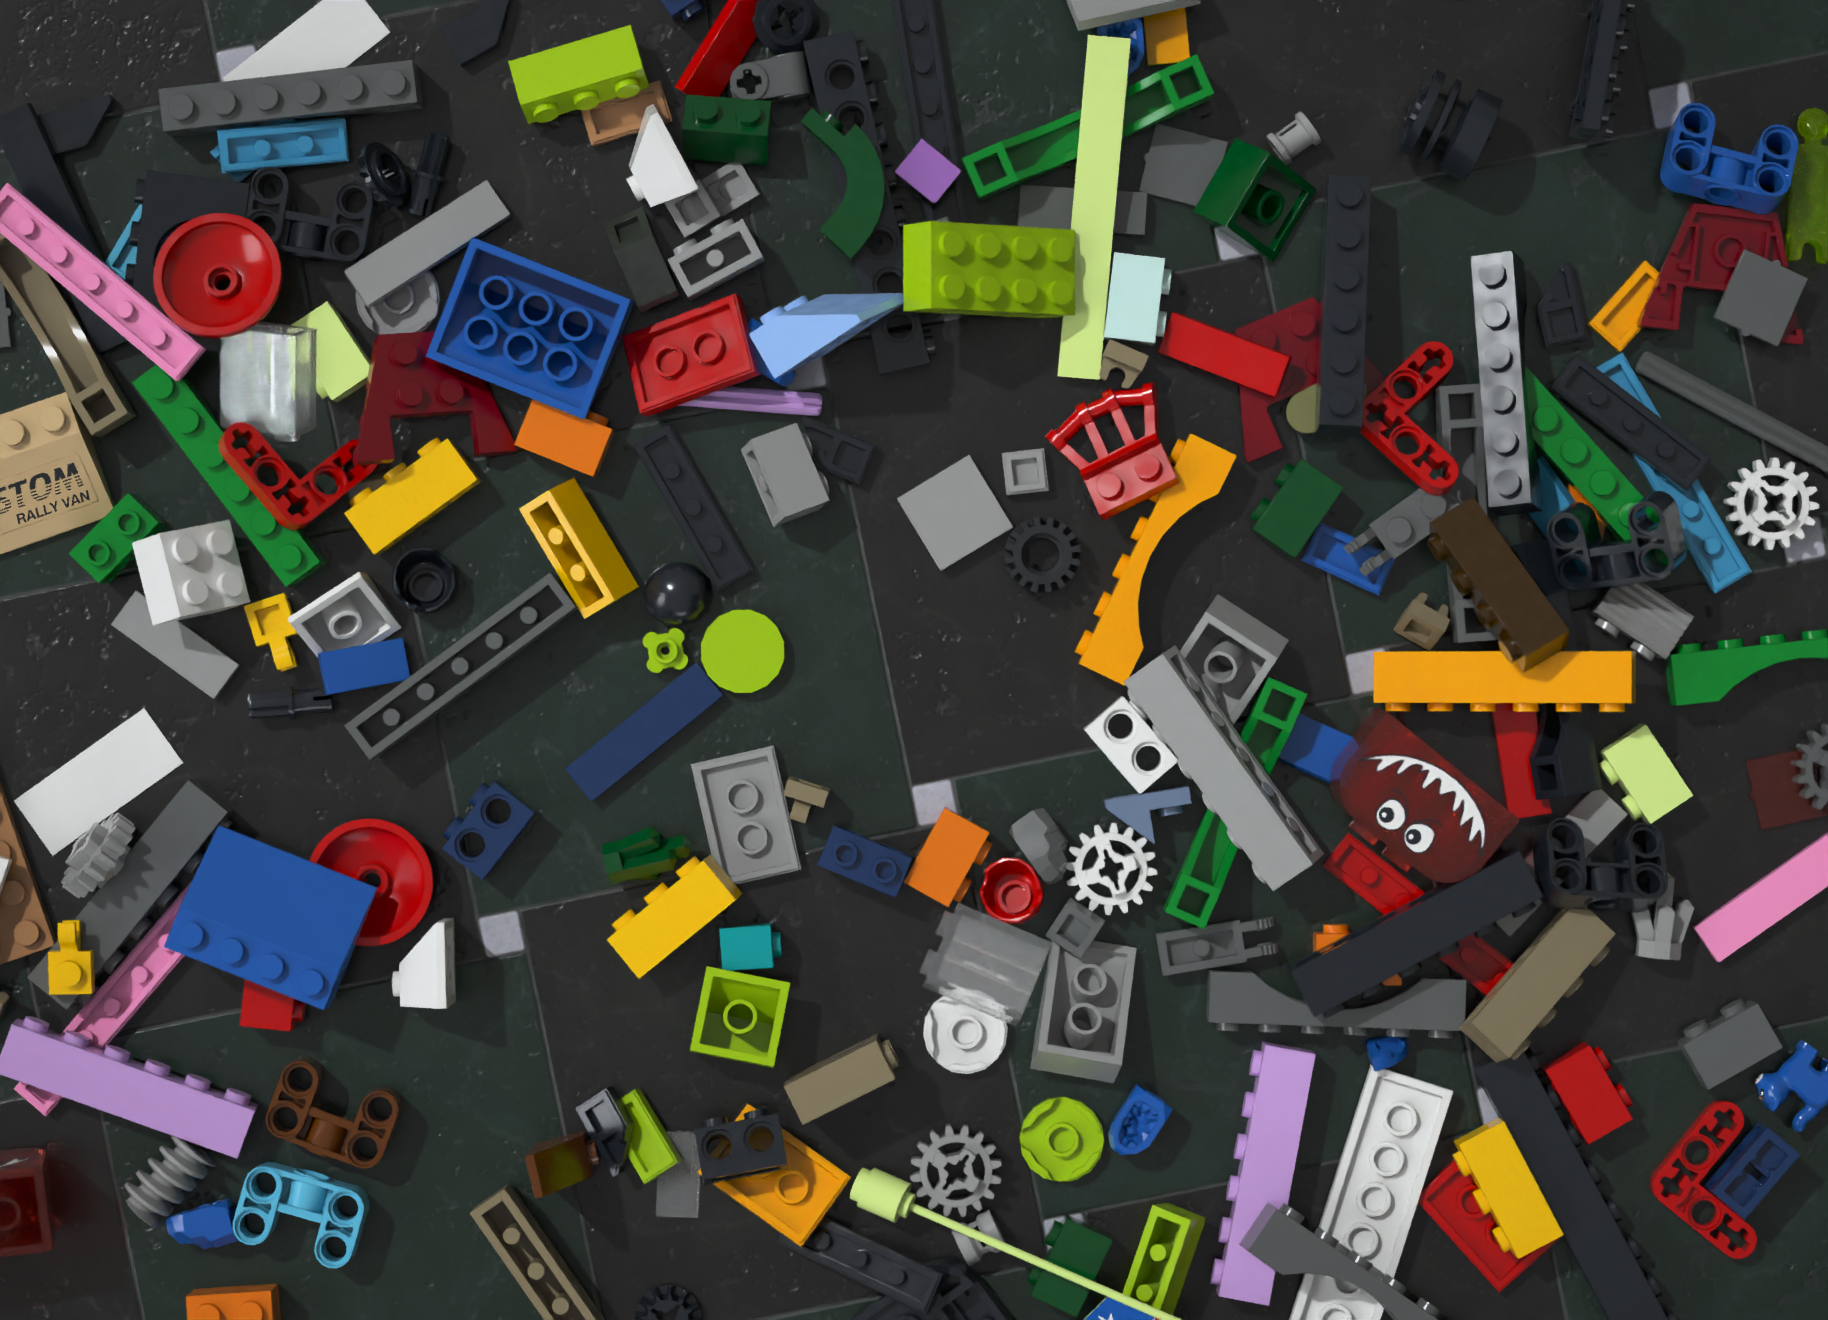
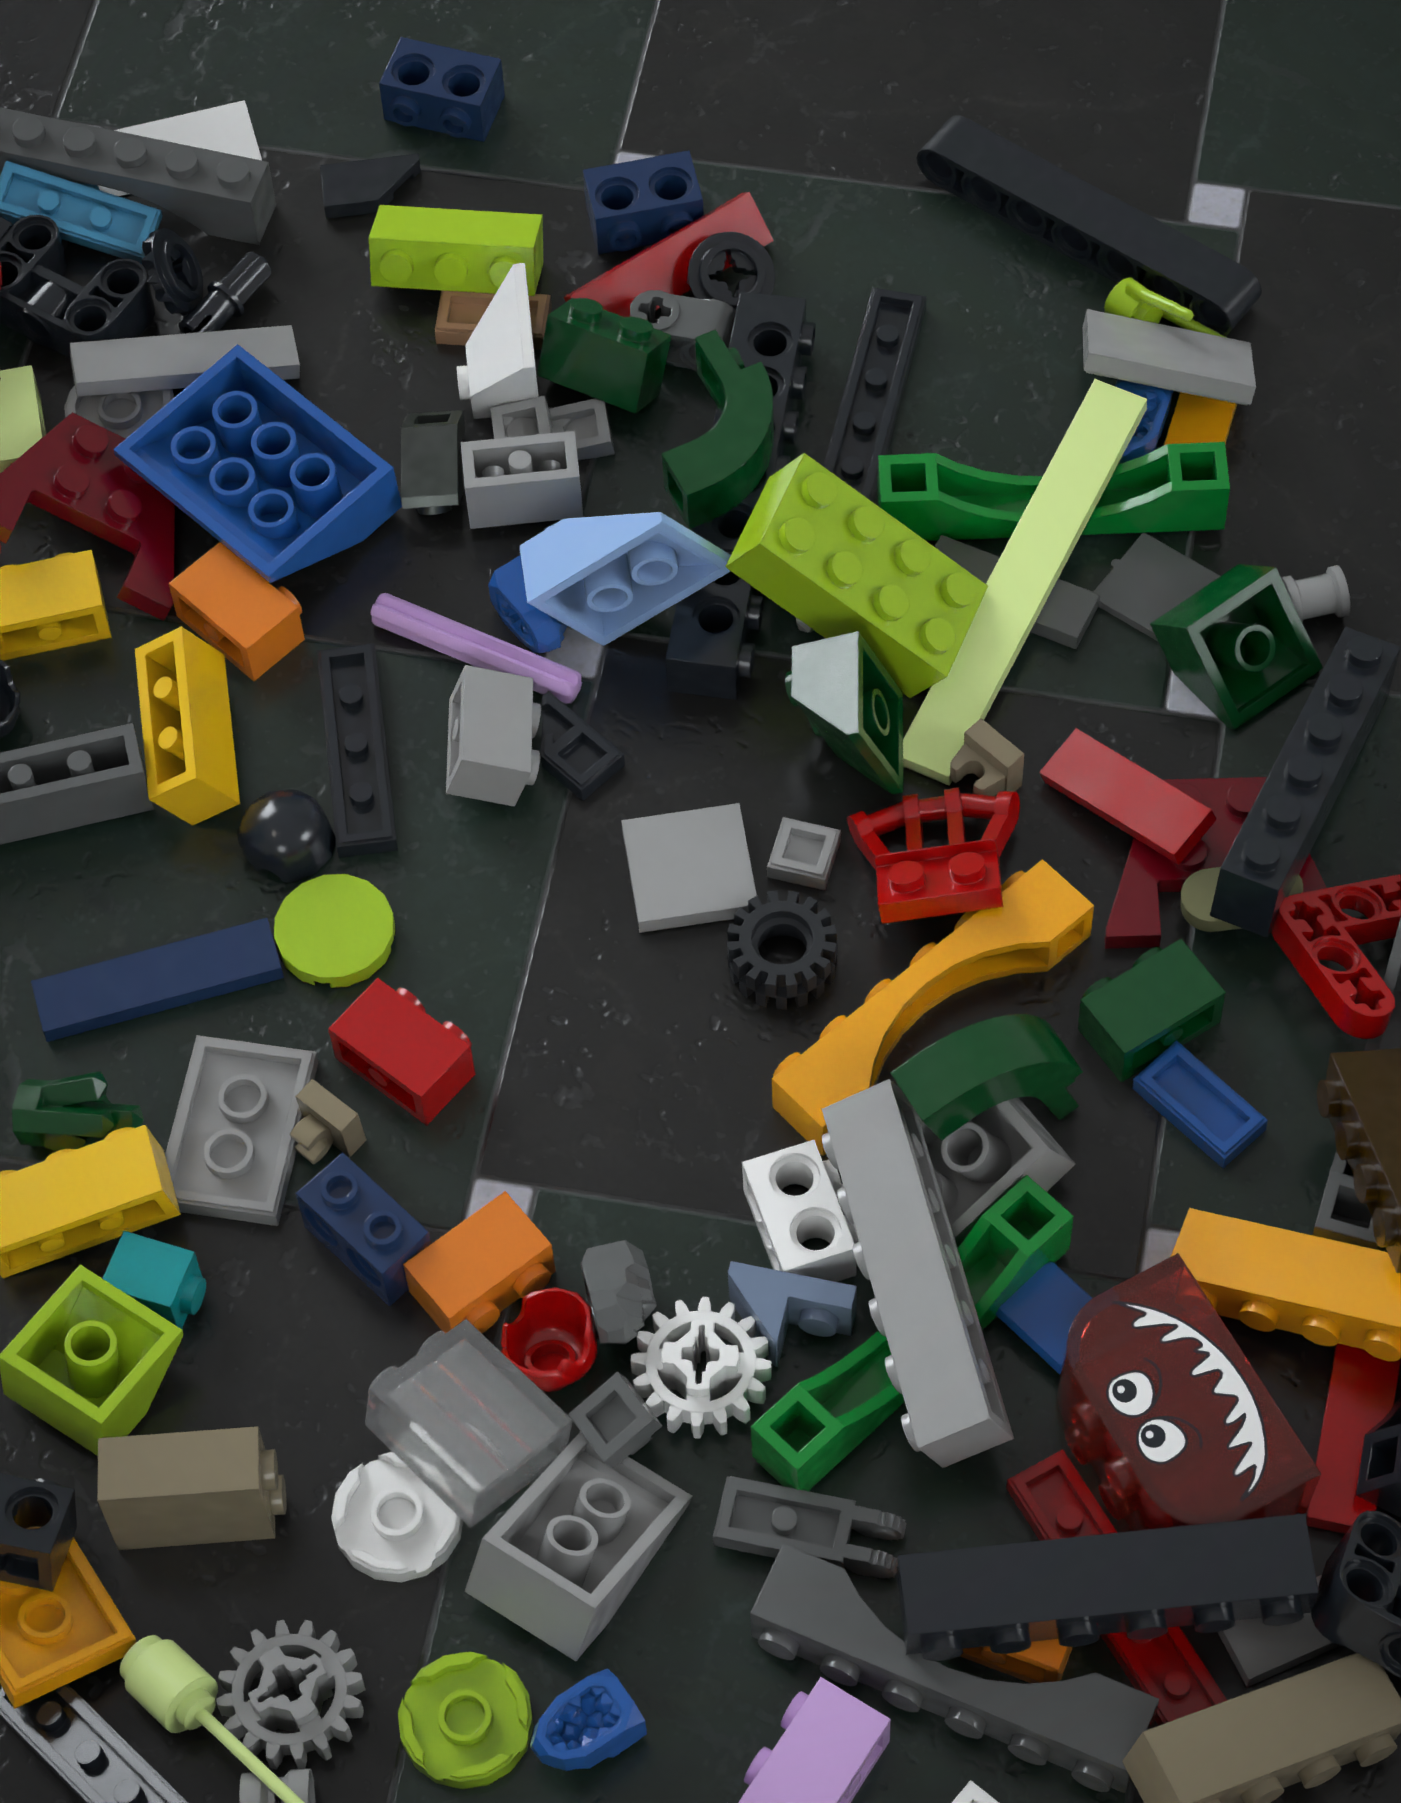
camera: 30 degrees right, 30 degrees down
(672, 640) = (235, 907): lime plate -> none
(690, 355) = (437, 566): red tile -> none
(830, 725) = (403, 1050): none -> red brick
(928, 171) = (837, 453): medium lavender panel -> none
(1023, 371) = (851, 705): none -> dark green slope
(1135, 299) = (1038, 695): light aqua brick -> none
(1220, 621) = (986, 1067): none -> dark green arch
(1386, 1051) = (1005, 1771): blue tile -> none
(1402, 526) = (1280, 1074): dark grey hinge -> none
(1422, 623) = (1273, 1202): dark tan tile -> none

